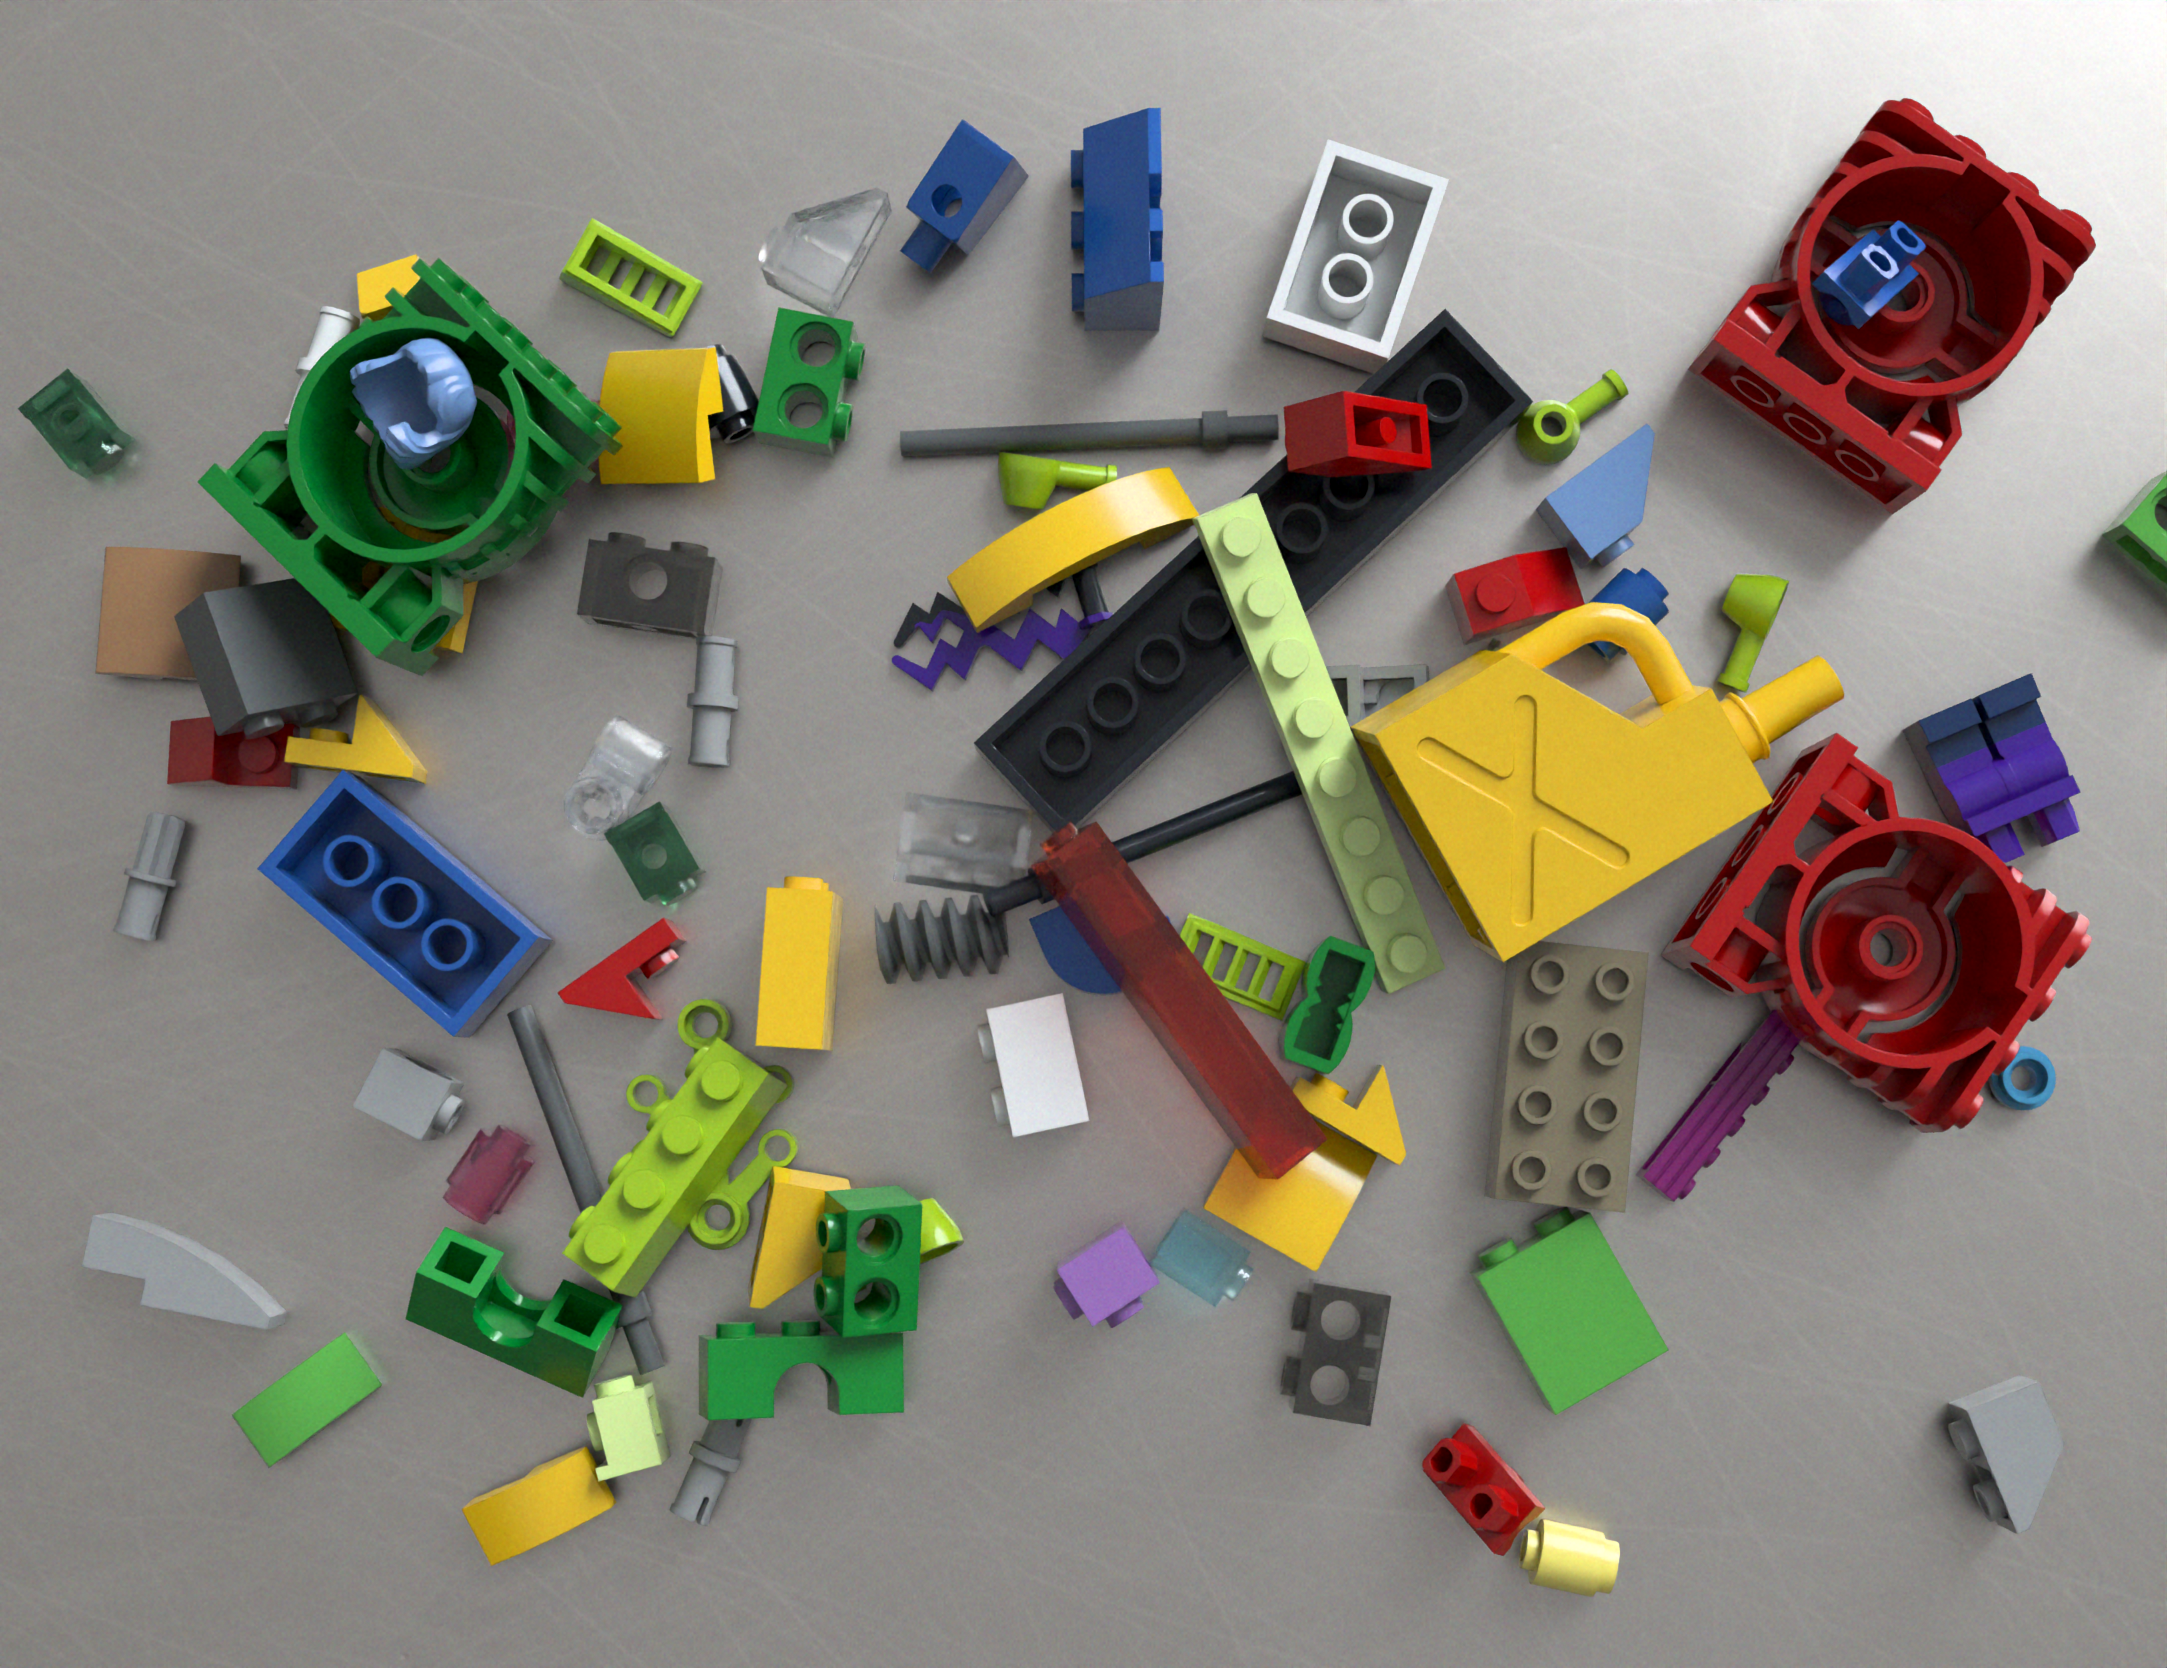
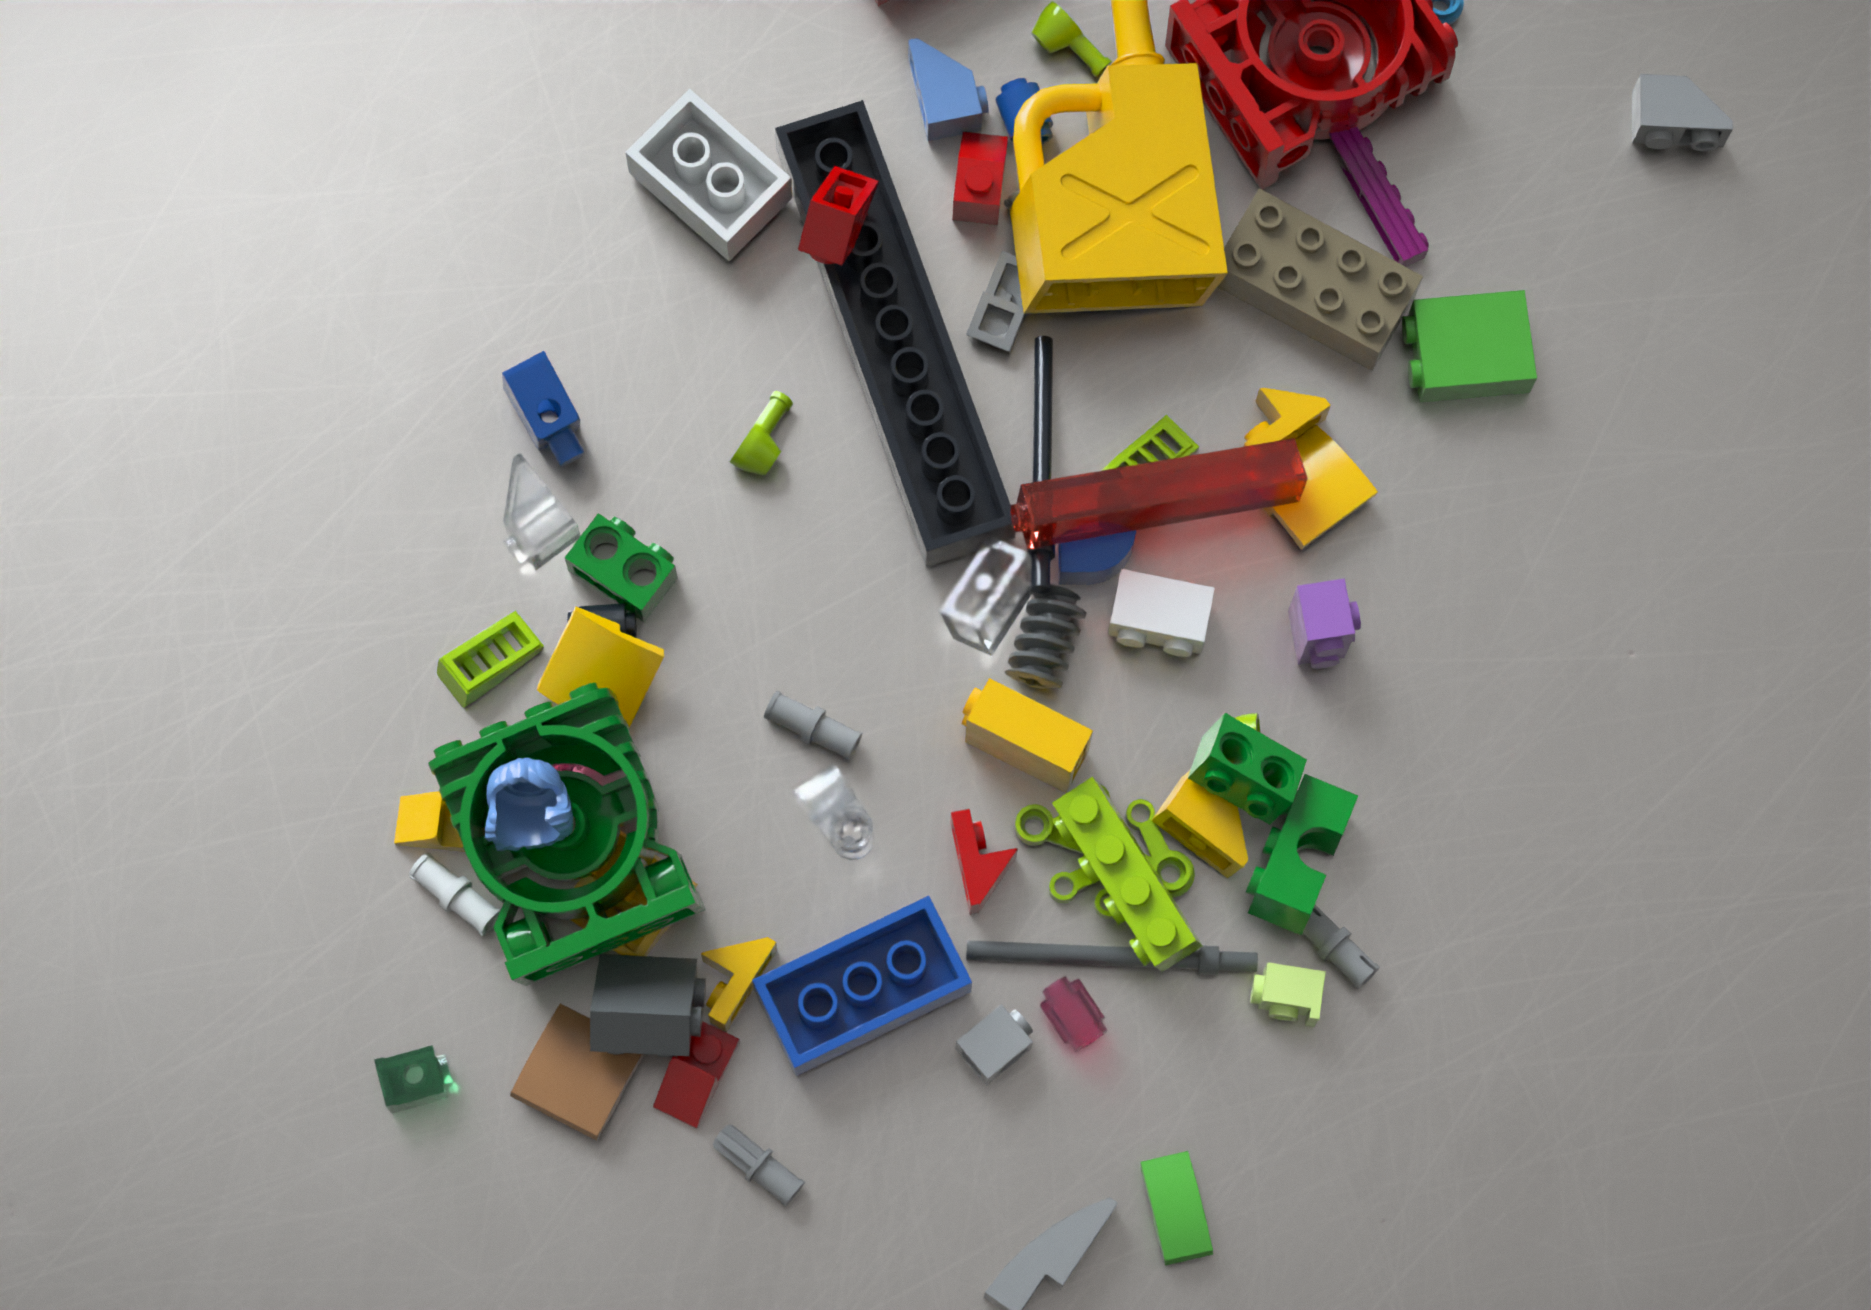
camera: 70 degrees left, 10 degrees down
(469, 1301) = (1209, 1012): green arch -> none
(538, 1506) = (1318, 1076): yellow slope -> none
(611, 580) = (713, 759): clear smoke brick -> none
(652, 828) = (893, 821): clear green brick -> none
(1061, 640) = (846, 529): dark purple piece -> none
(1067, 540) = (815, 443): yellow slope -> none
(1119, 224) = (615, 309): blue wedge -> none
(1202, 1259) = (1337, 557): clear light blue brick -> none
(1212, 430) = (777, 321): dark grey bar -> none
(1318, 741) = (1027, 333): yellowish green plate -> none
(1331, 988) = (1194, 401): green brick -> none
(1354, 1352) = (1443, 492): clear smoke brick -> none
(1482, 1488) = (1566, 447): red hips -> none
(1552, 450) = (887, 117): lime bar -> none
(1569, 1558) = (1635, 415): light yellow brick -> none

